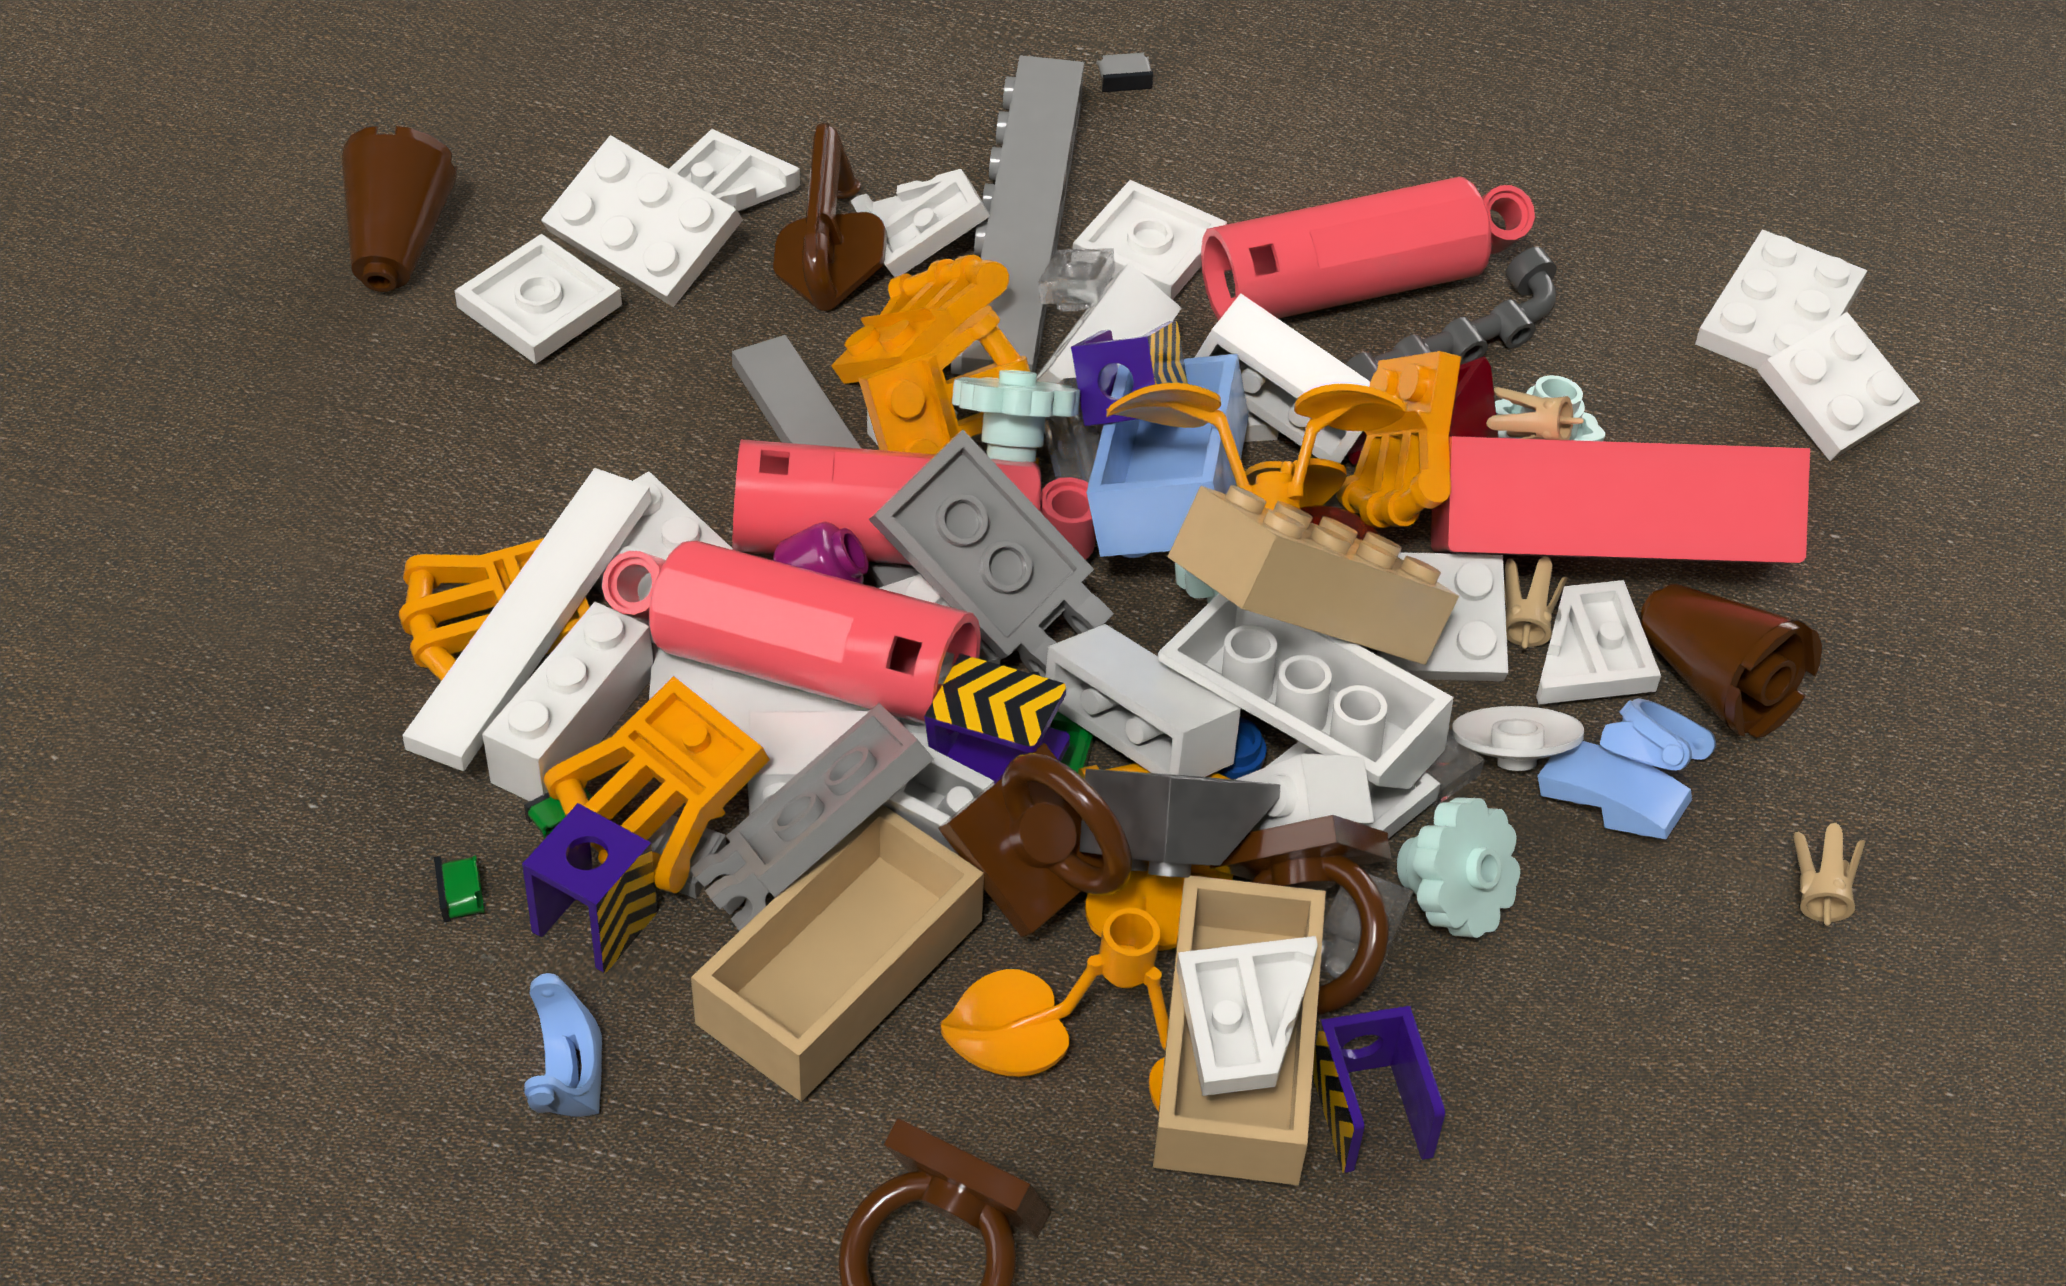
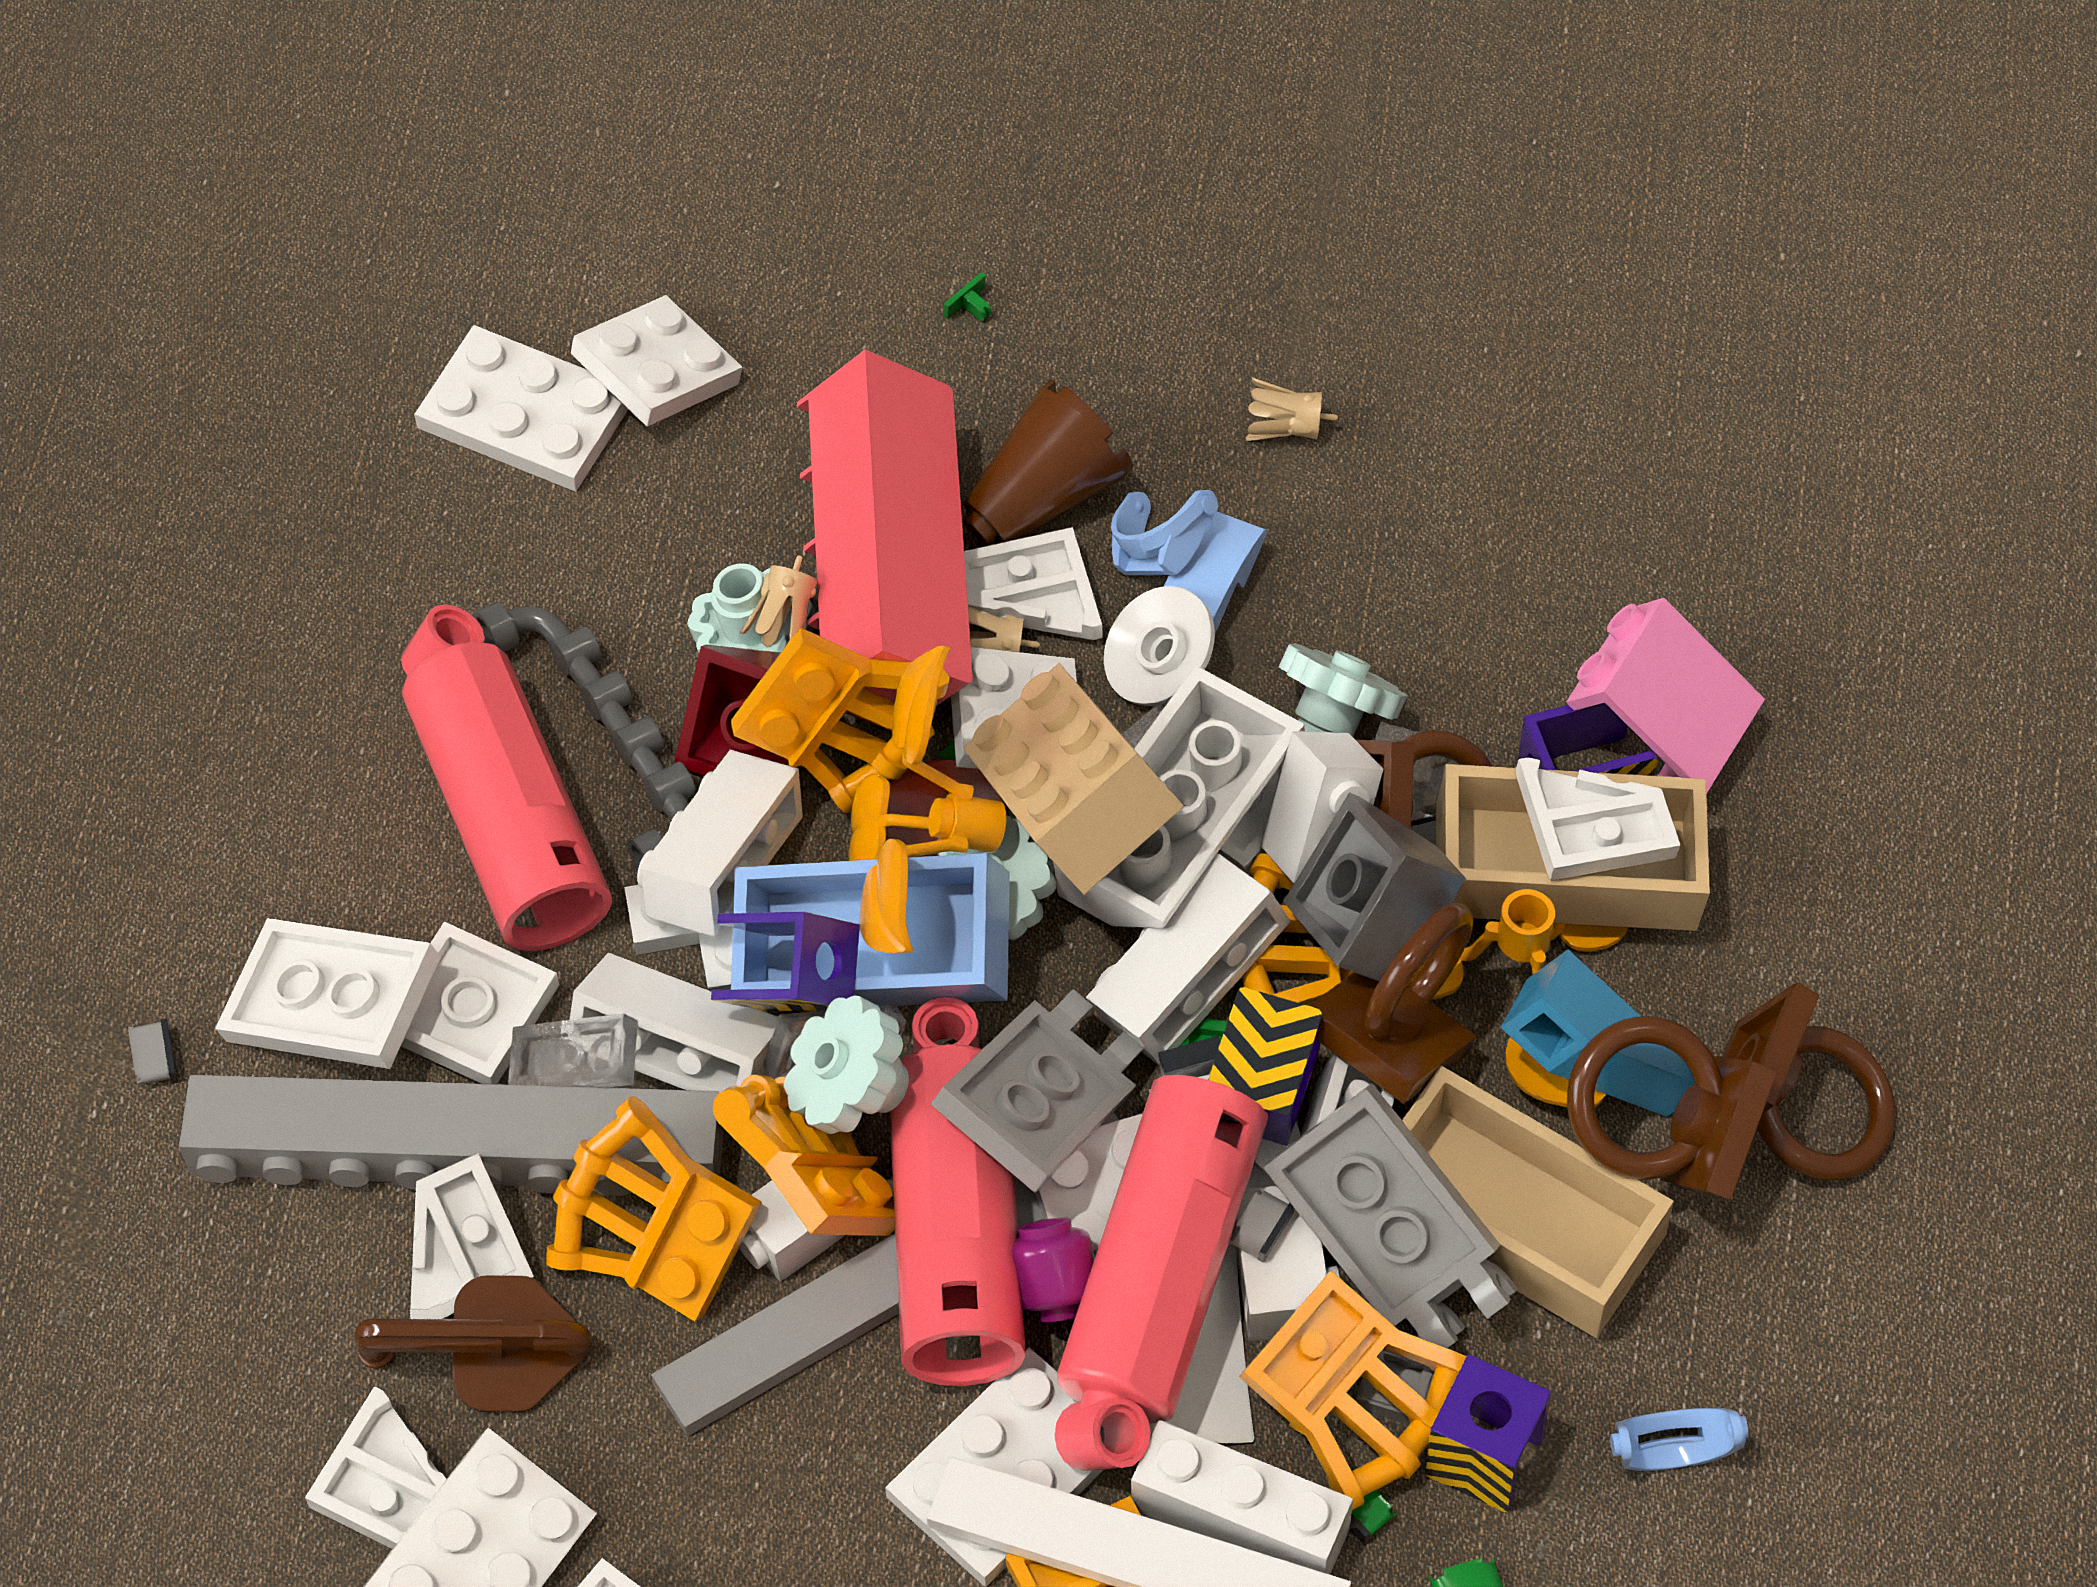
camera: 90 degrees left, 10 degrees up
(831, 718) = (1262, 1224): none -> light grey piece
(877, 1089) = (1709, 1125): none -> reddish brown tile
(1006, 1001) = (1565, 1009): none -> dark azure slope
(1157, 149) = (328, 993): none -> white plate
(1434, 1151) = (1669, 689): none -> bright pink panel
(1952, 631) = (969, 299): none -> green piece

